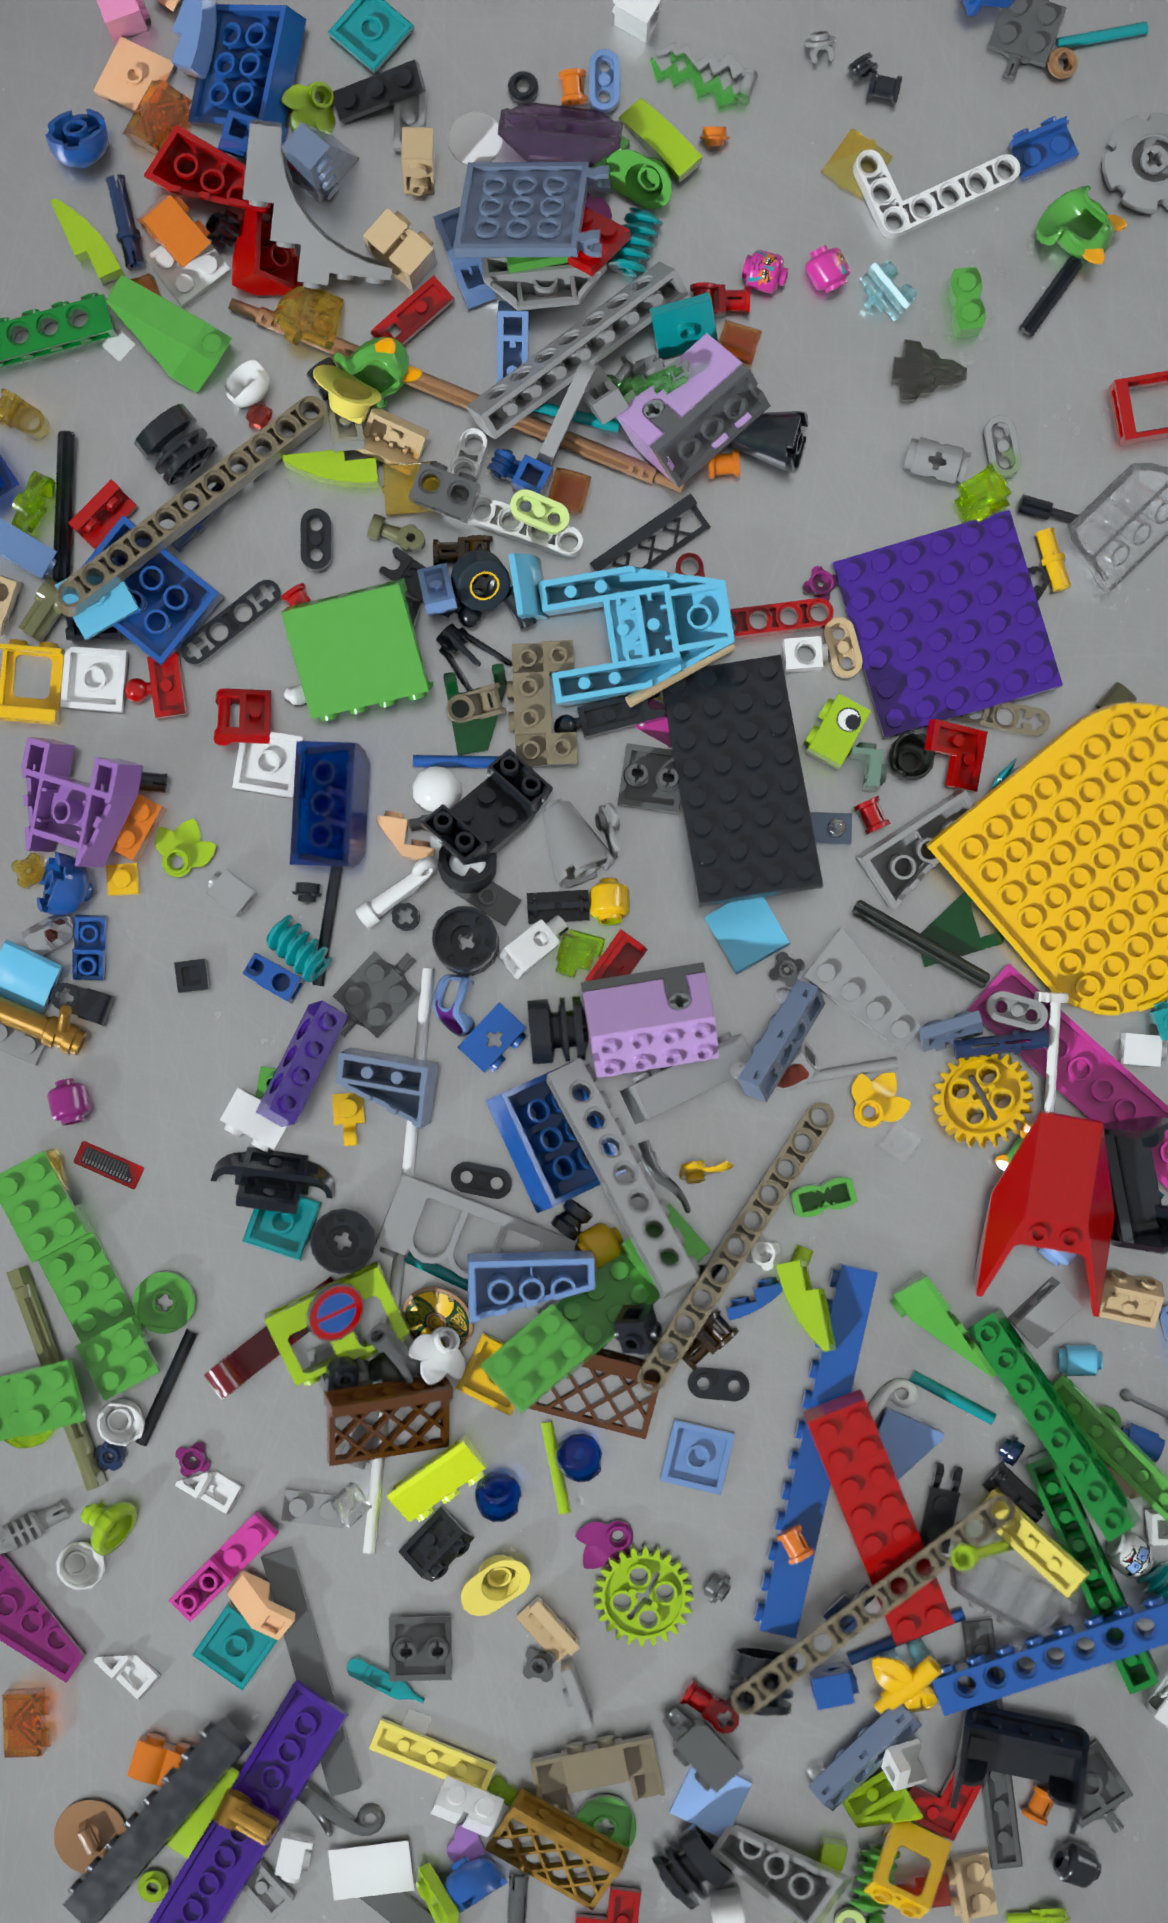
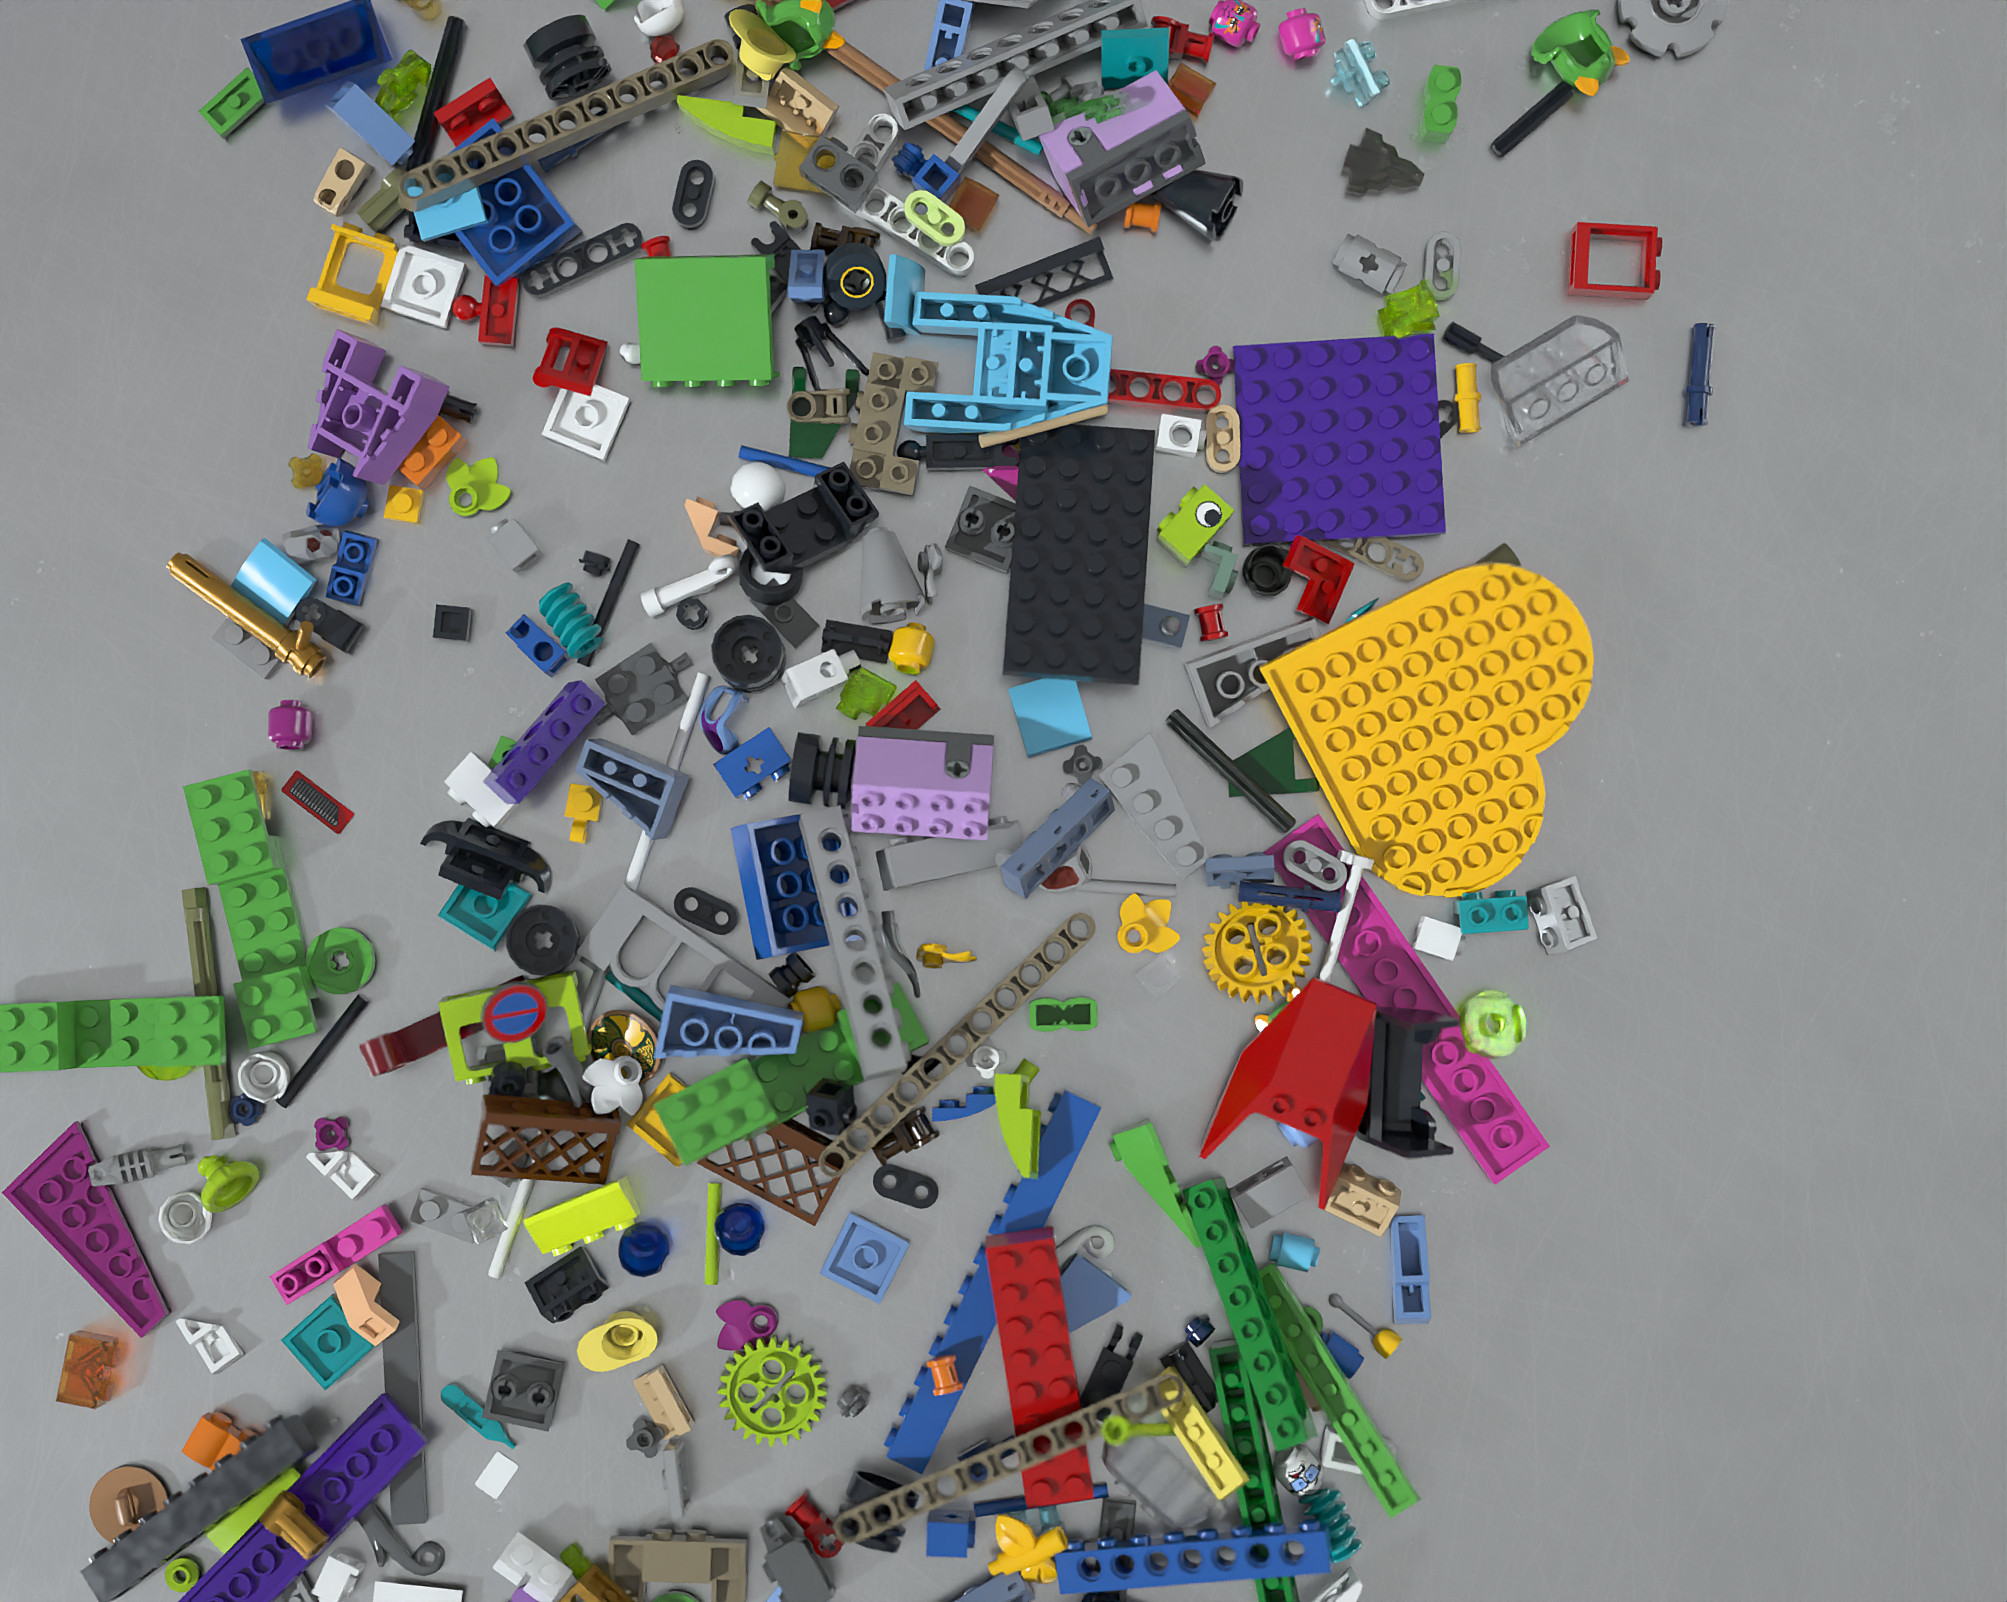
camera: 15 degrees right, 0 degrees up
(329, 804) = (639, 475): clear blue windscreen -> none
(430, 1755) = (507, 1506): light yellow plate -> none
(952, 1397) = (1150, 1259): teal bar -> none

